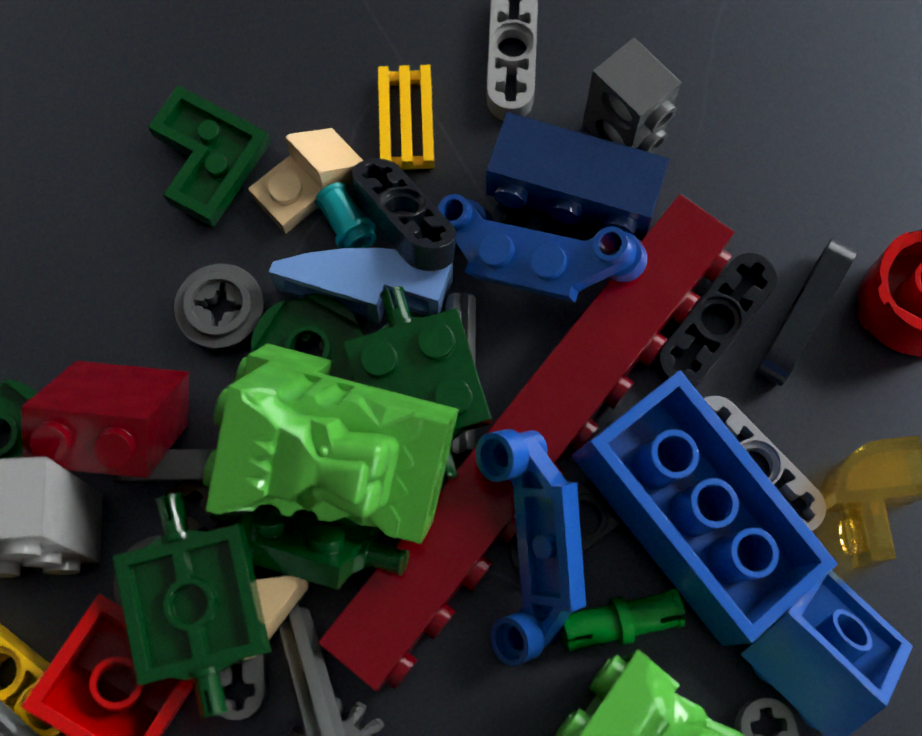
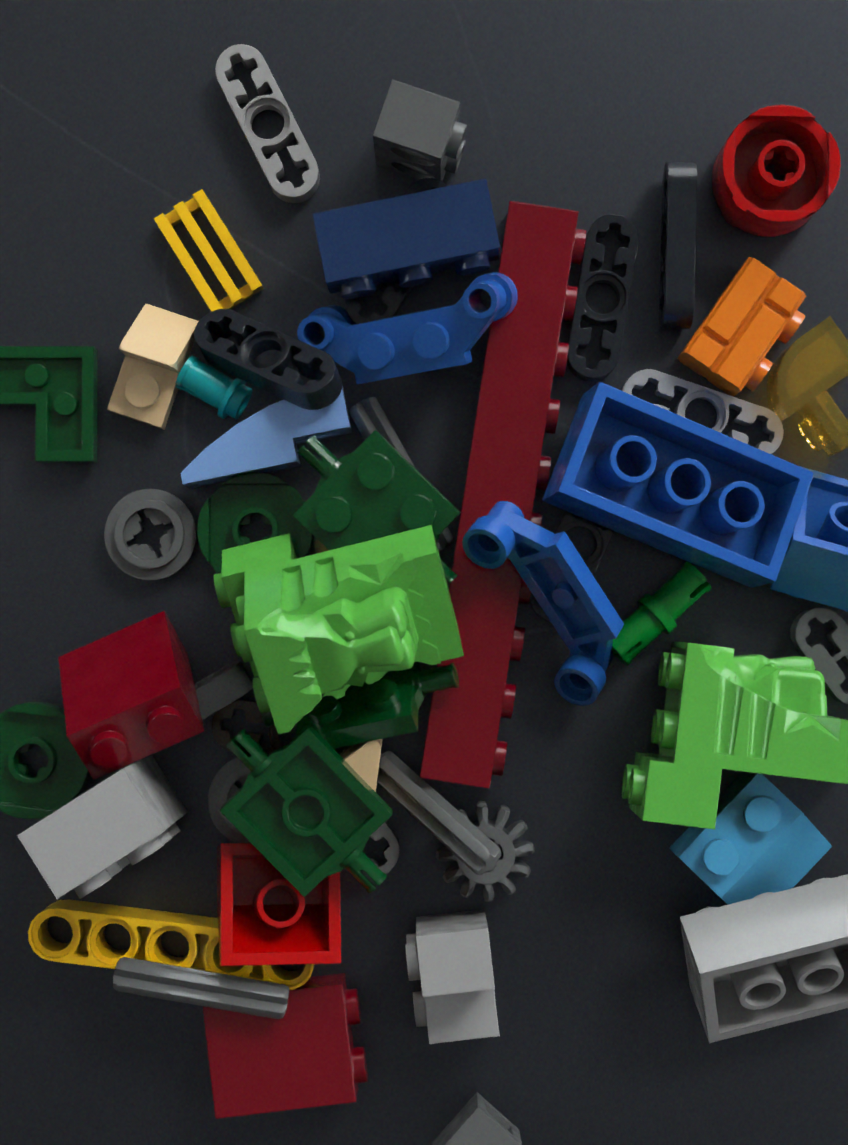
camera: 25 degrees left, 15 degrees up
(832, 408) = (743, 327): none -> orange brick

